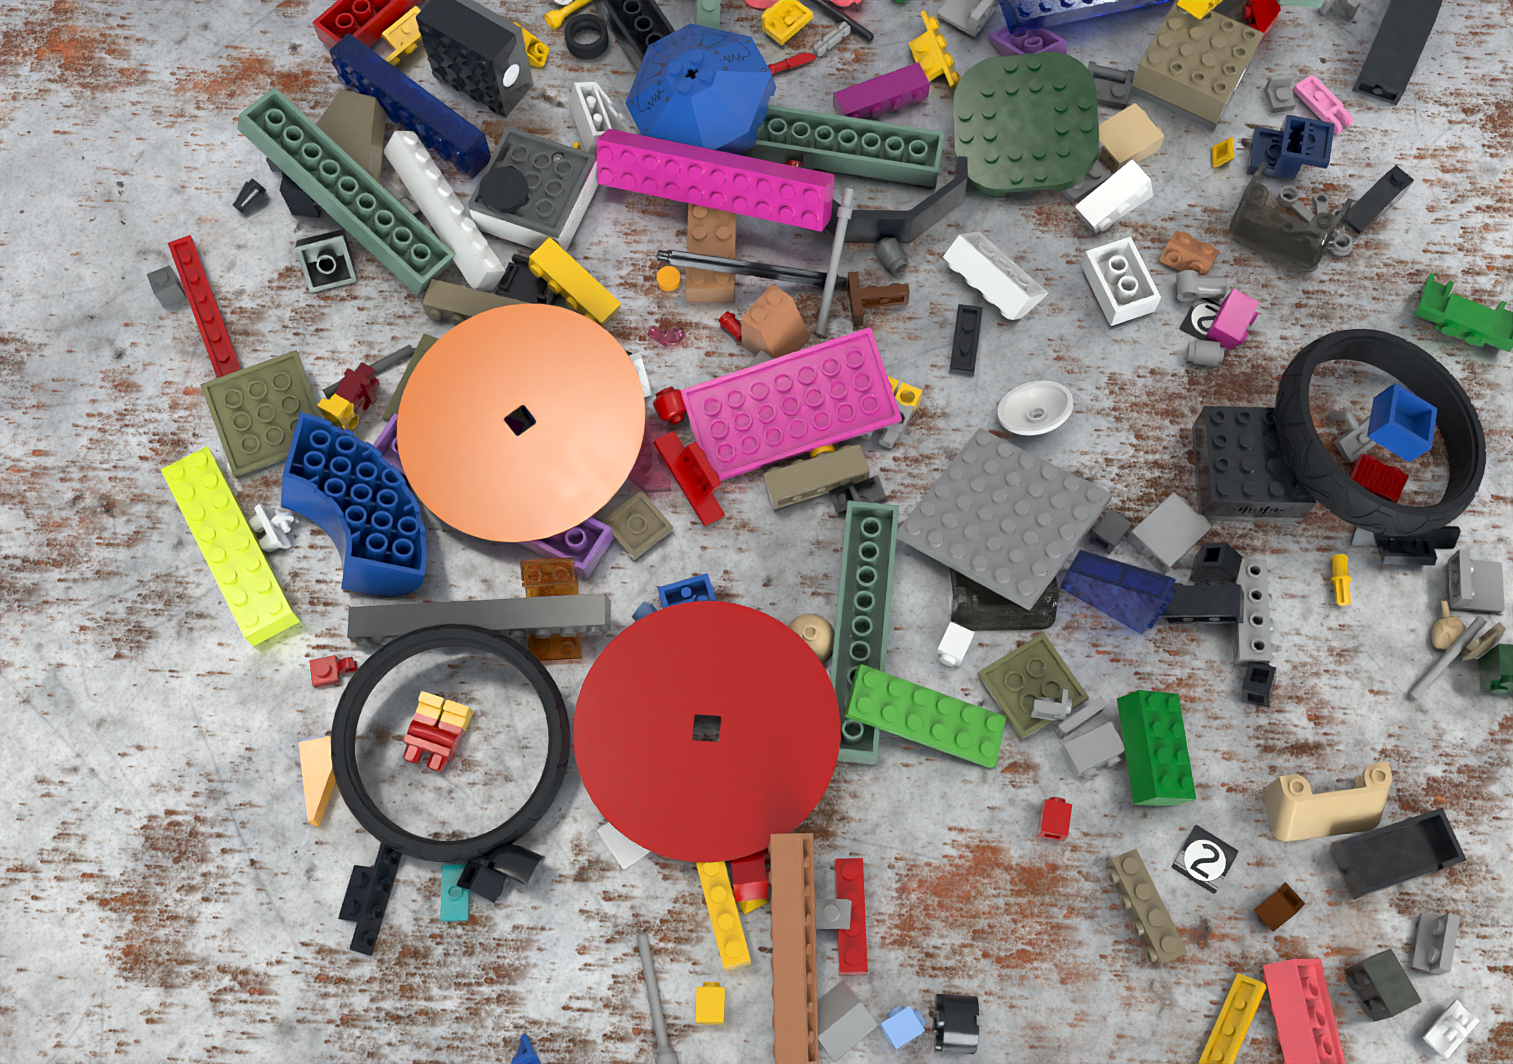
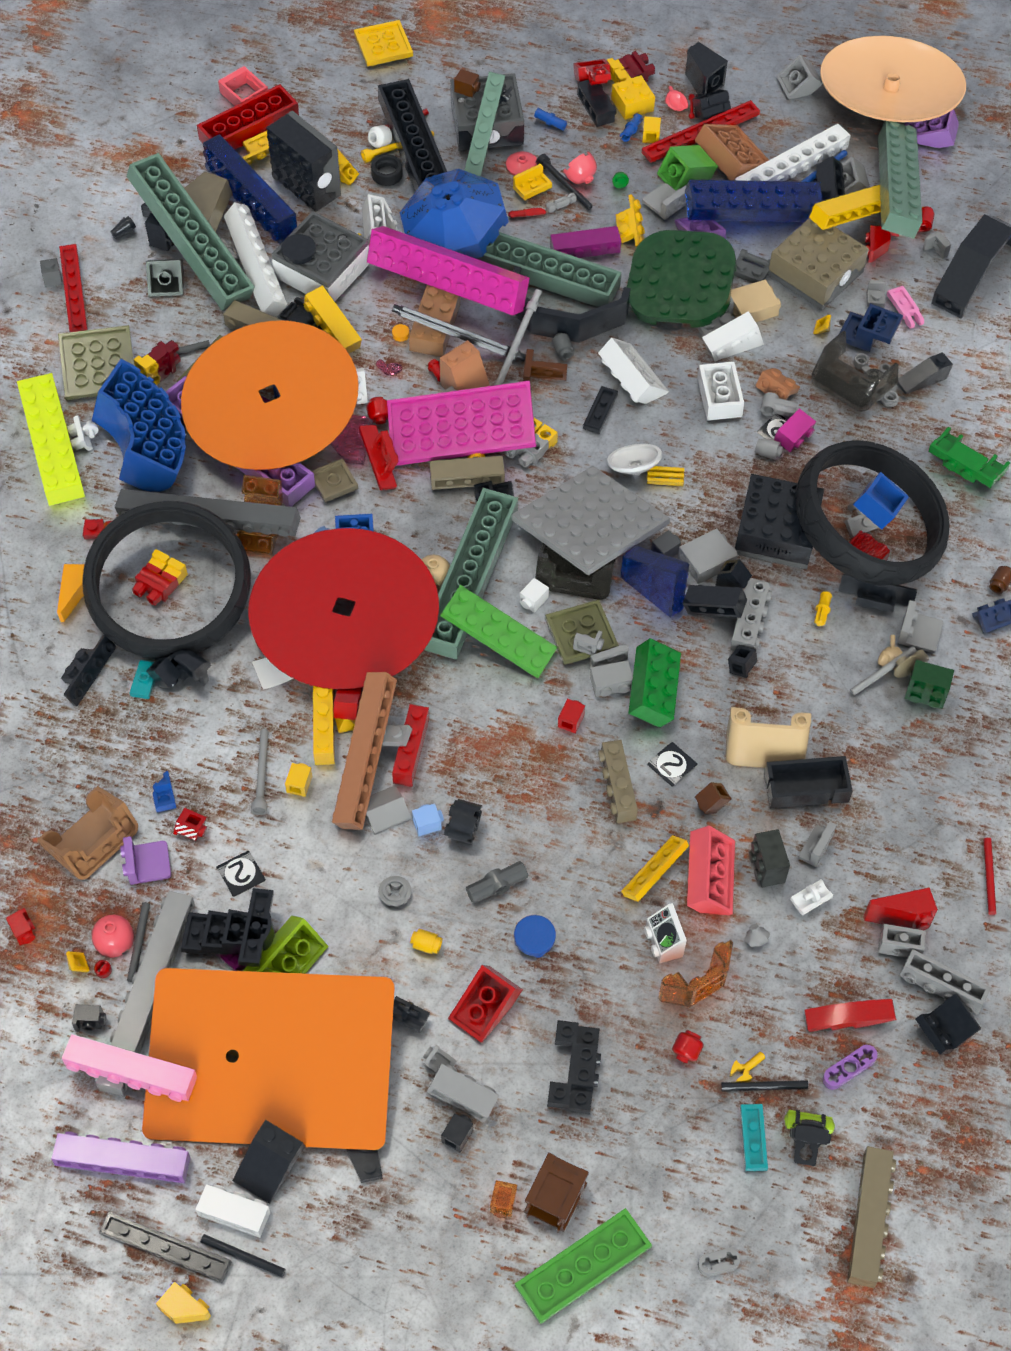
camera: 10 degrees right, 10 degrees down
(1096, 410) = (666, 473): none -> yellow tile

